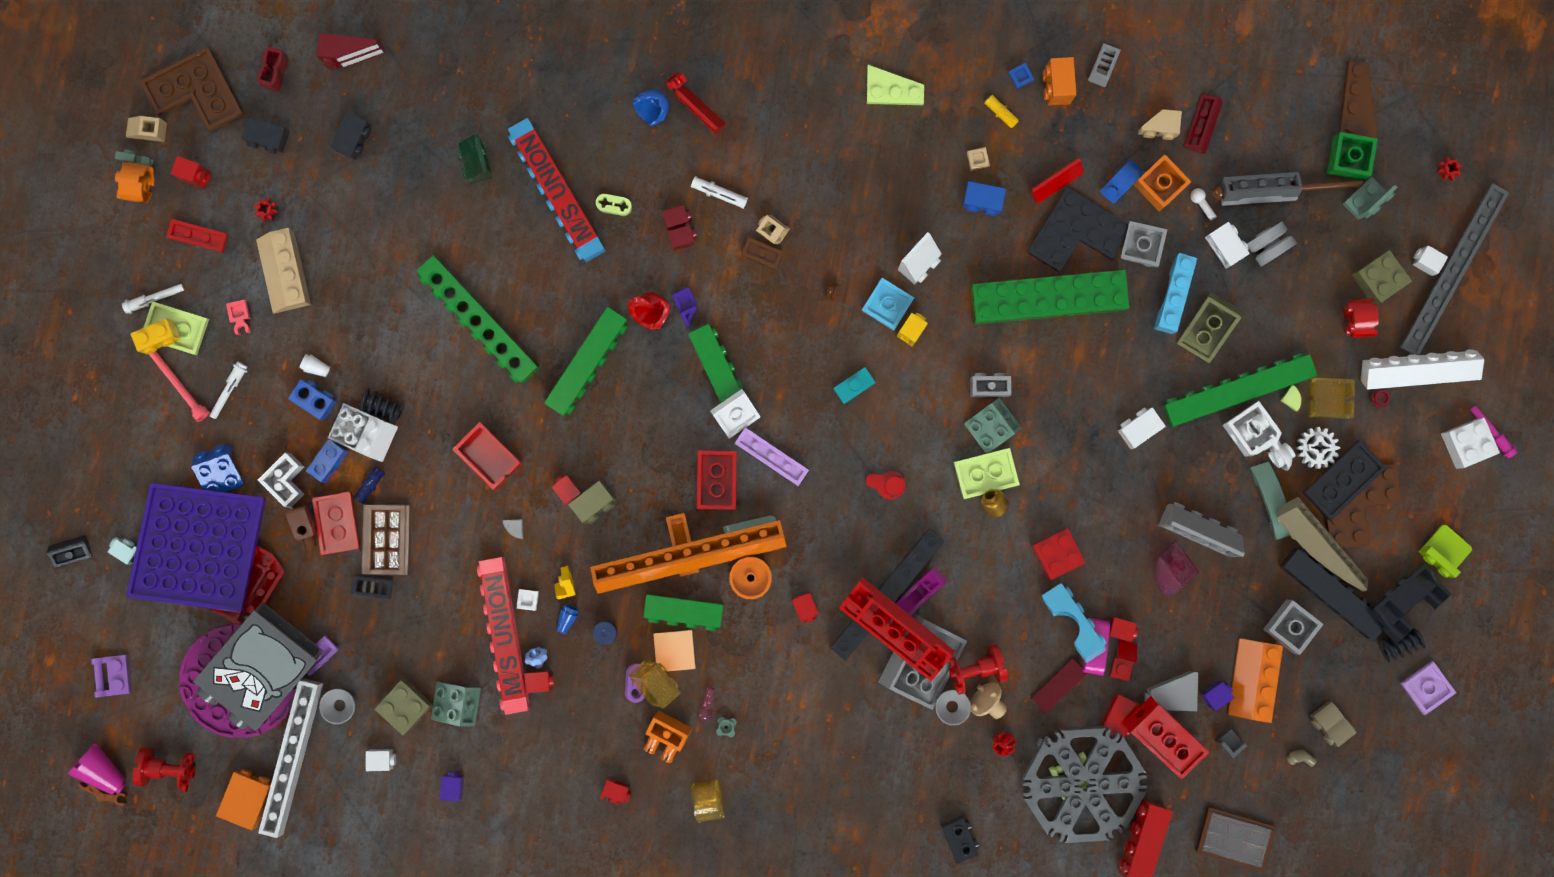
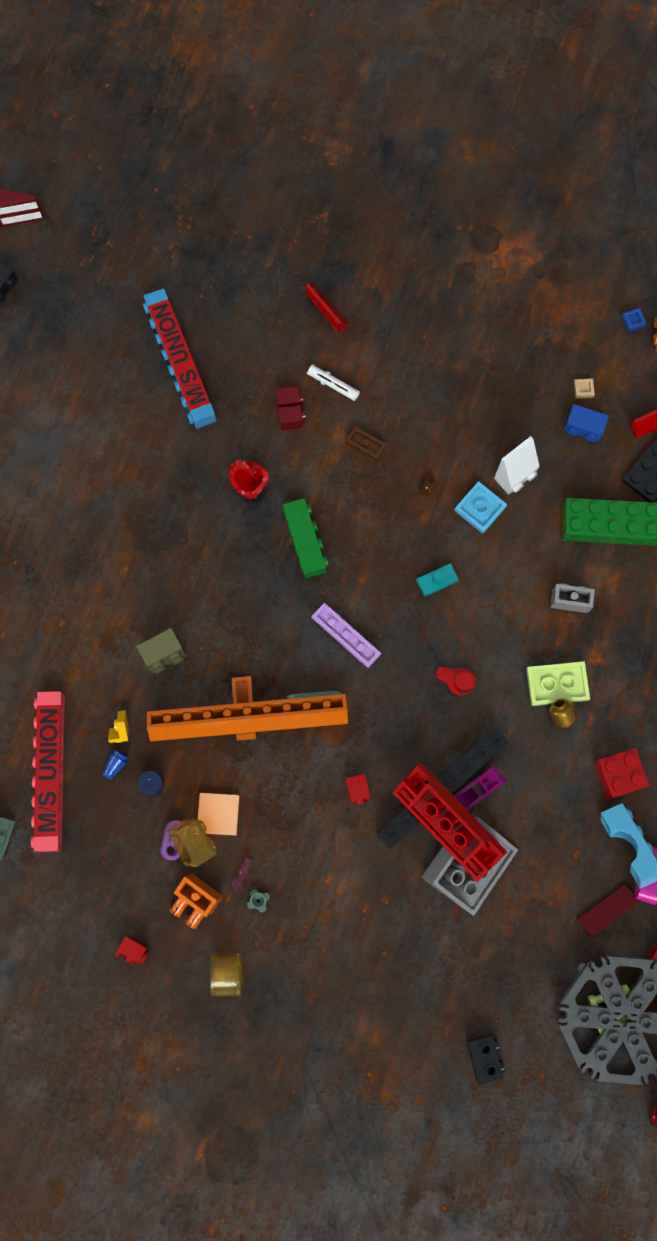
camera: 10 degrees right, 10 degrees down
(434, 267) = (49, 411): green brick -> none
(475, 160) = (107, 319): clear green slope -> none
(487, 456) = (66, 592): red piece -> none
(514, 528) = (80, 667): light grey tile -> none
(527, 599) = (79, 739): white plate -> none
(536, 657) = (76, 798): light blue piece -> none
(539, 681) = (74, 823): red brick -> none
(566, 489) = (136, 634): red brick -> none
(586, 361) = (179, 519): green brick -> none
(614, 200) = (231, 379): yellowish green beam -> none
(651, 106) = (282, 296): blue hair -> none
(675, 81) = (308, 277): red plate -> none
(683, 611) = (234, 774): green brick -> none
(686, 304) = (284, 479): dark purple slope -> none
(717, 480) = (288, 648): red brick -> none
(735, 413) = (316, 587): white plate -> none
(739, 580) = (304, 738): orange wheel -> none
(765, 229) = (384, 427): tan brick -> none
(892, 89) = (510, 315): yellowish green wing -> none
(912, 328) = (502, 531): yellow brick -> none
(962, 712) = (506, 915): light grey piece -> none
(984, 666) = (533, 877): red piece -> none
(987, 701) = (532, 914): tan piece -> none
(993, 425) = (569, 638): sand green bracket -> none
(1001, 111) = (611, 348): yellow axle -> none
(1004, 744) = (544, 962): red gear -> none

